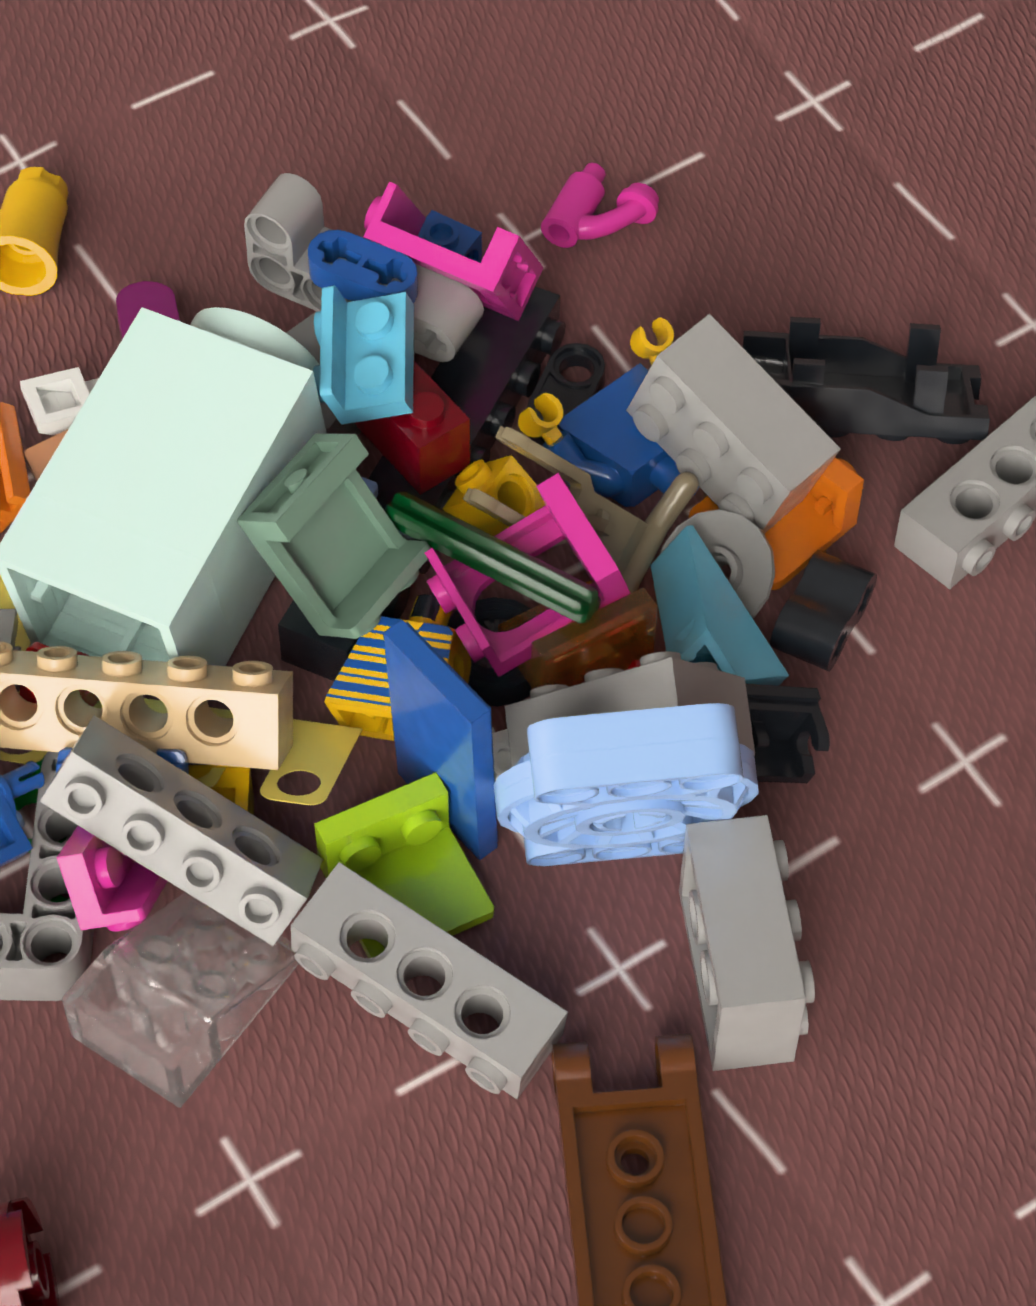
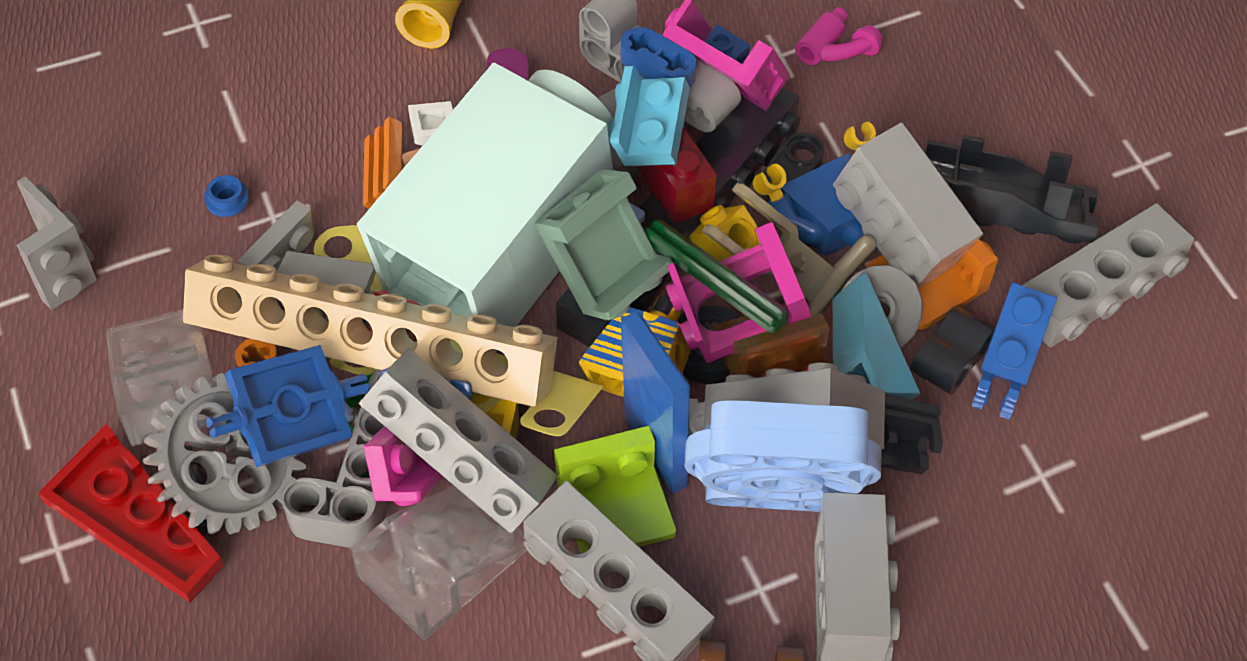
camera: 10 degrees right, 0 degrees up
(904, 591) = (1015, 344): none -> blue hinge

